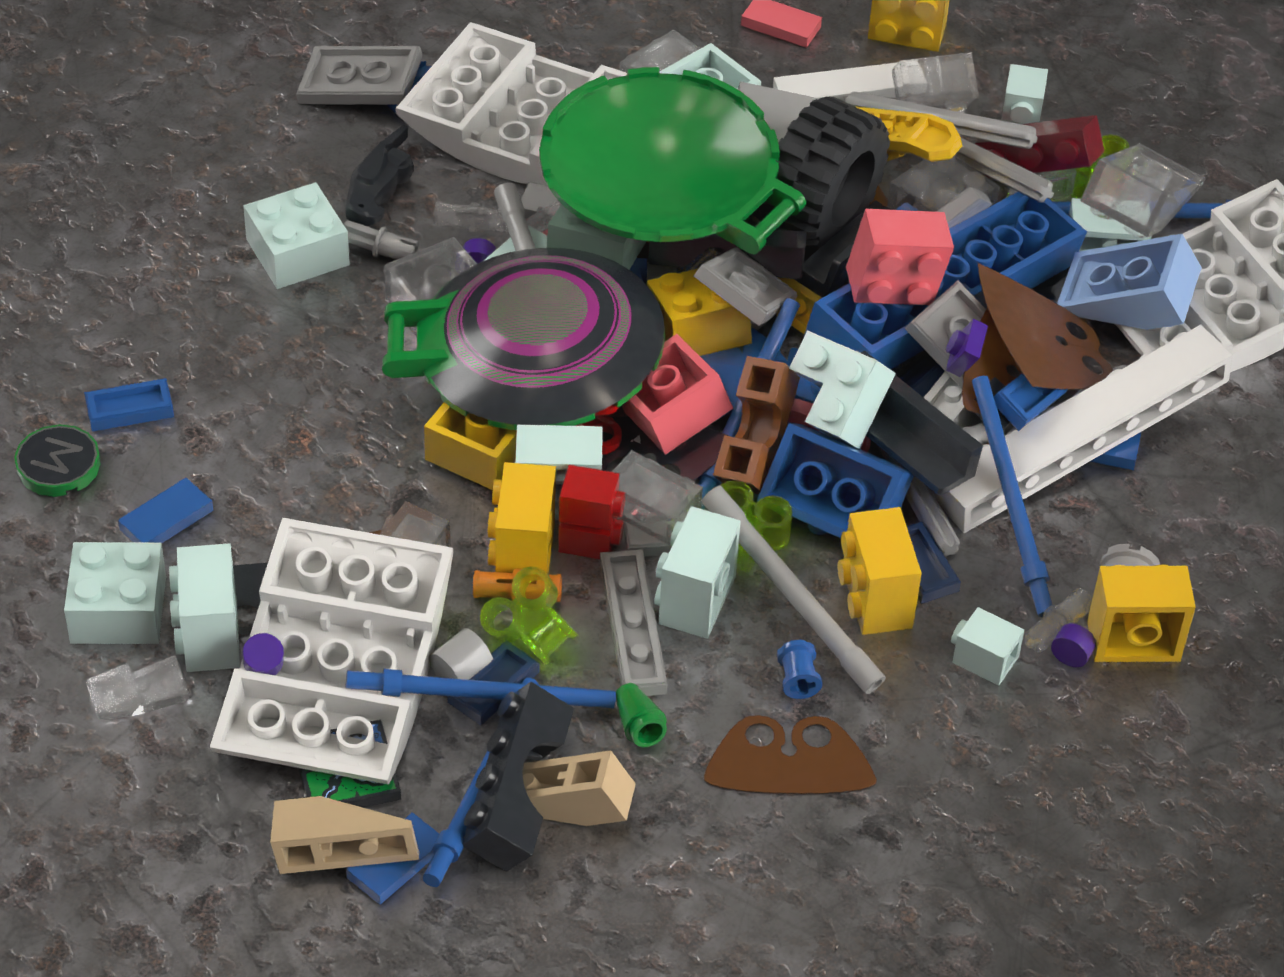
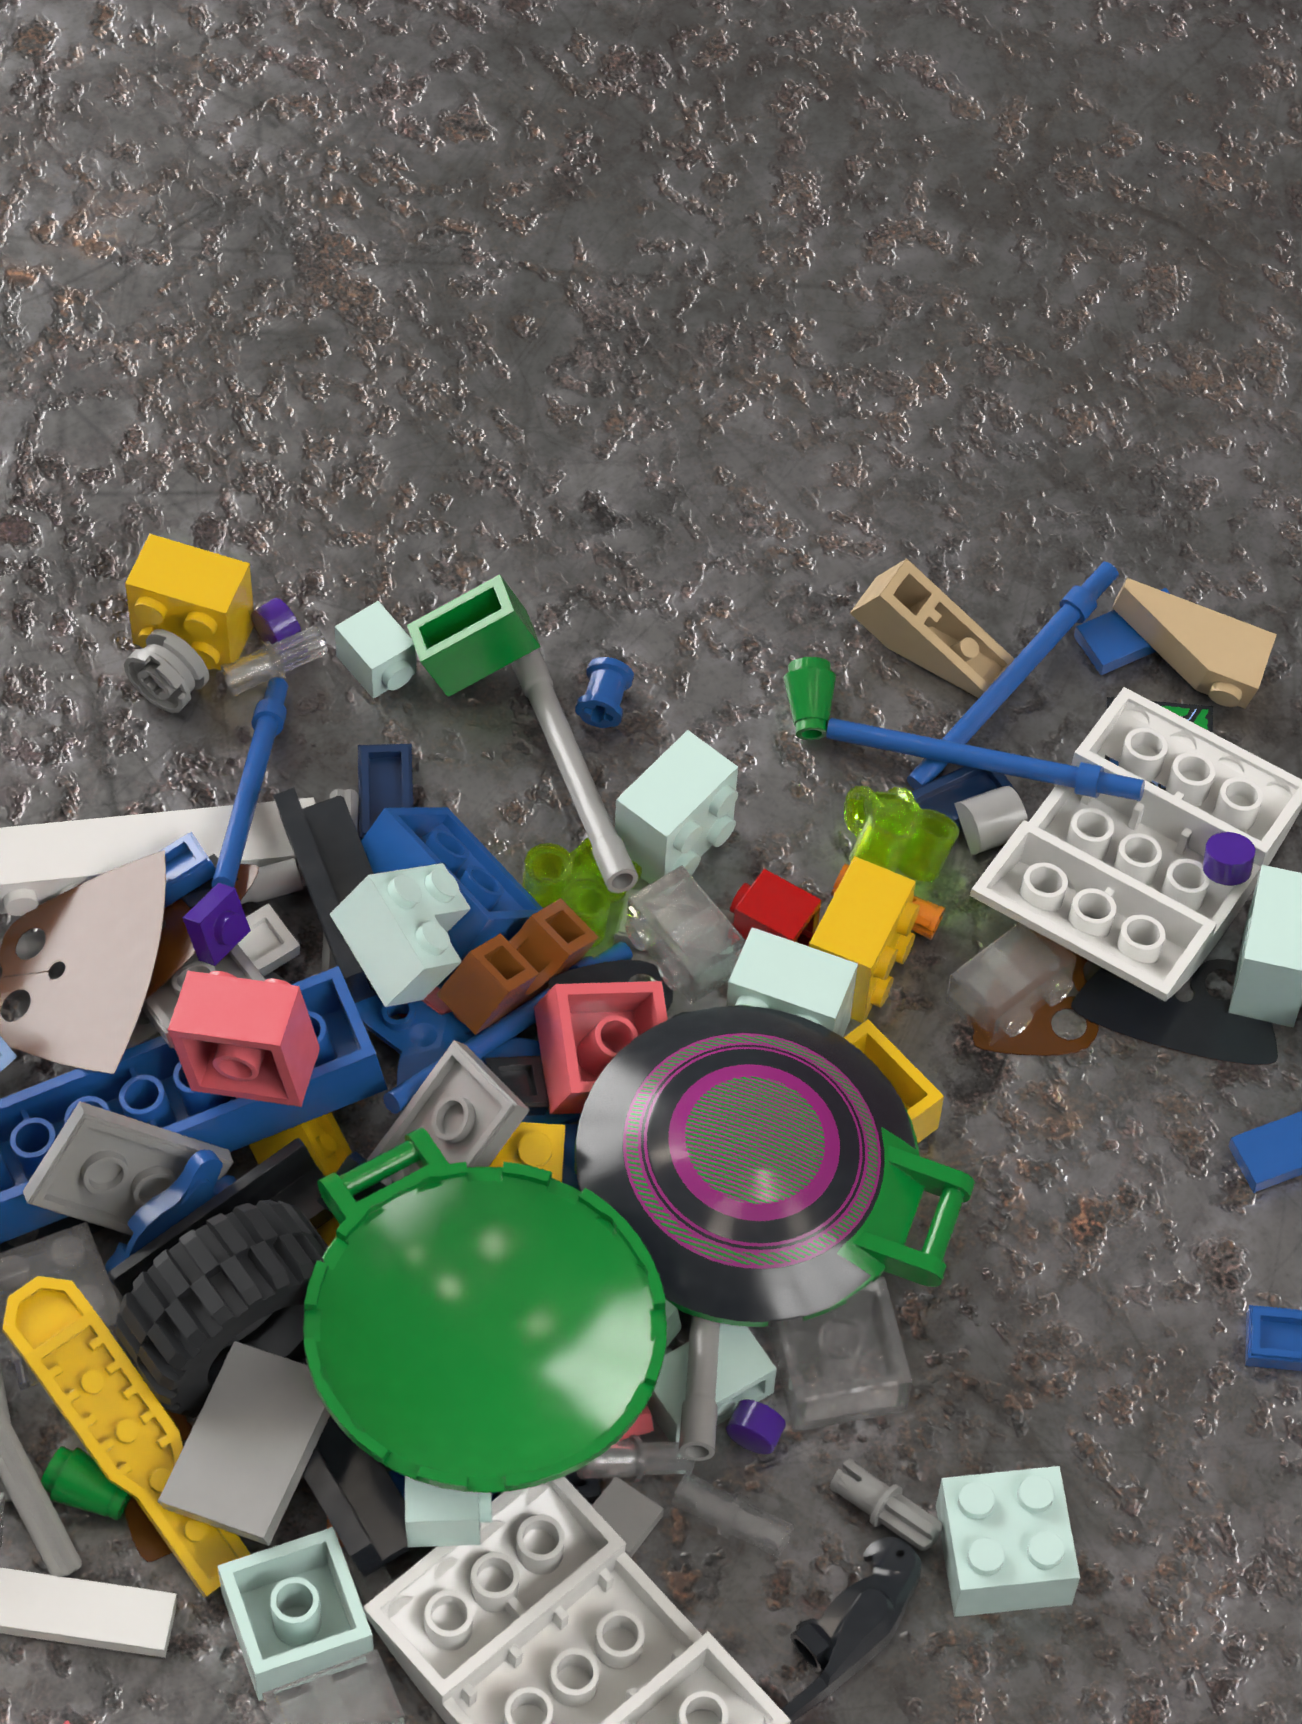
camera: 160 degrees left, 10 degrees up
(503, 819) = (952, 692): black arch -> none
(633, 621) = (767, 809): light grey tile -> none
(727, 365) = (524, 1078): none -> black tile
(811, 770) = (687, 615): reddish brown piece -> none
(880, 571) = (462, 745): yellow brick -> none
(915, 650) = (473, 635): none -> green piece

